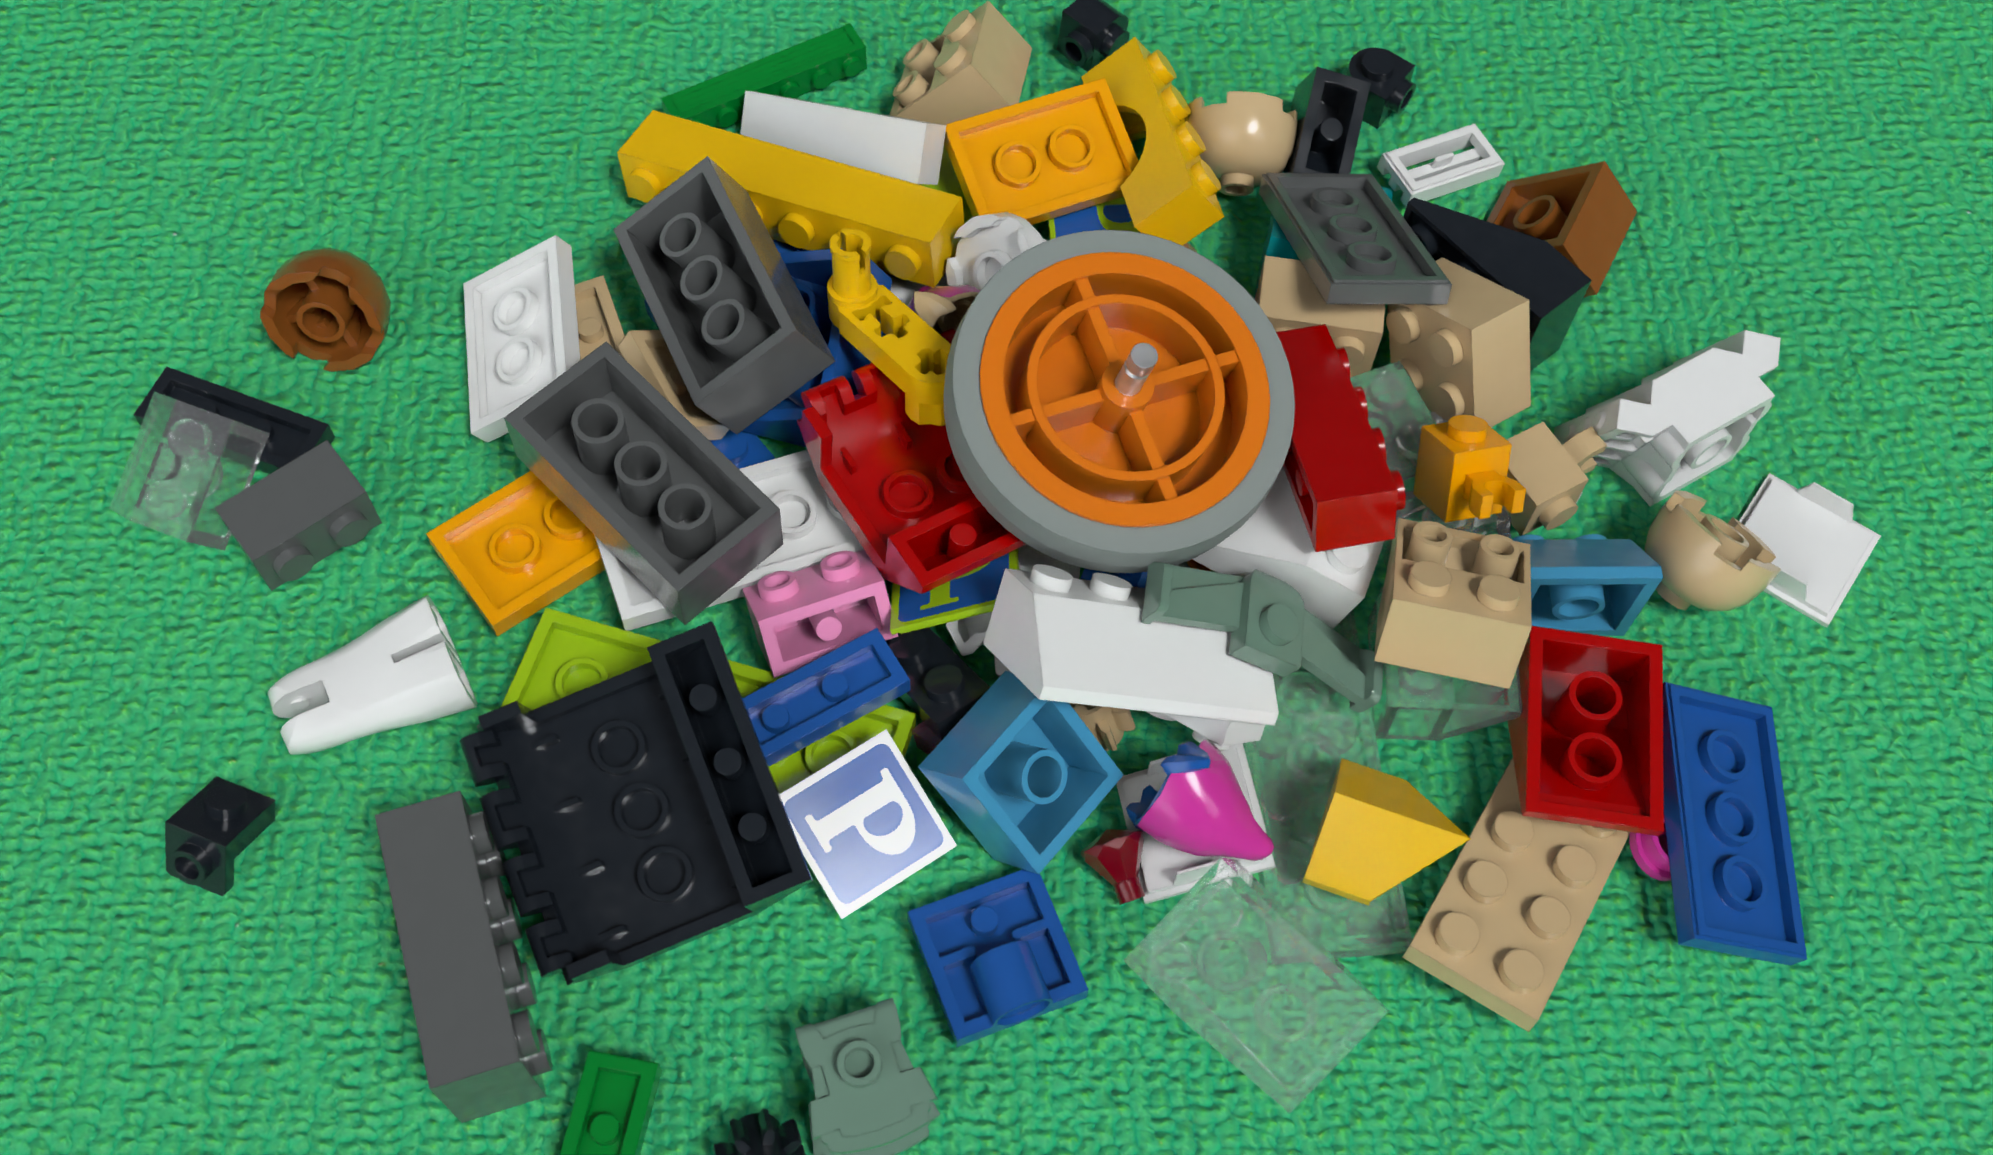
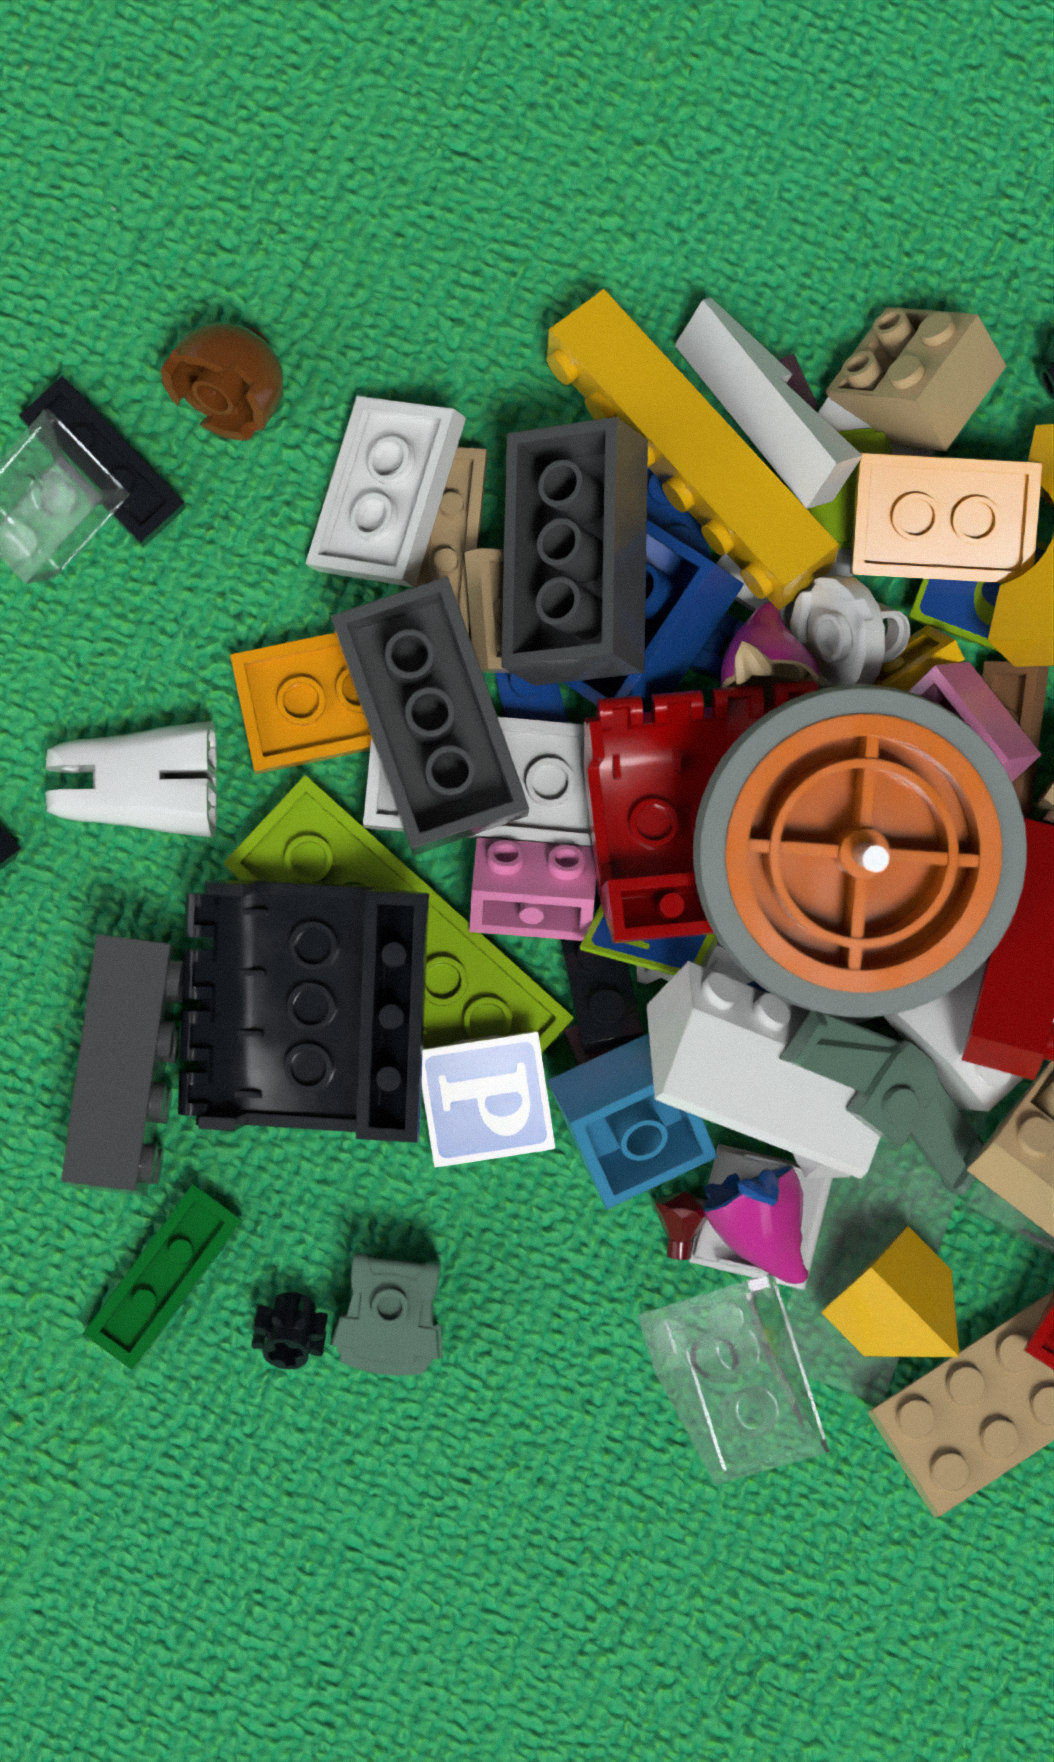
camera: 25 degrees right, 20 degrees up
(299, 515) = (128, 586): dark grey brick -> none
(784, 73) = (732, 284): green piece -> none
(825, 695) = (500, 974): blue plate -> none
(859, 303) = (683, 631): yellow beam -> none
(997, 955) = (545, 1253): blue plate -> none

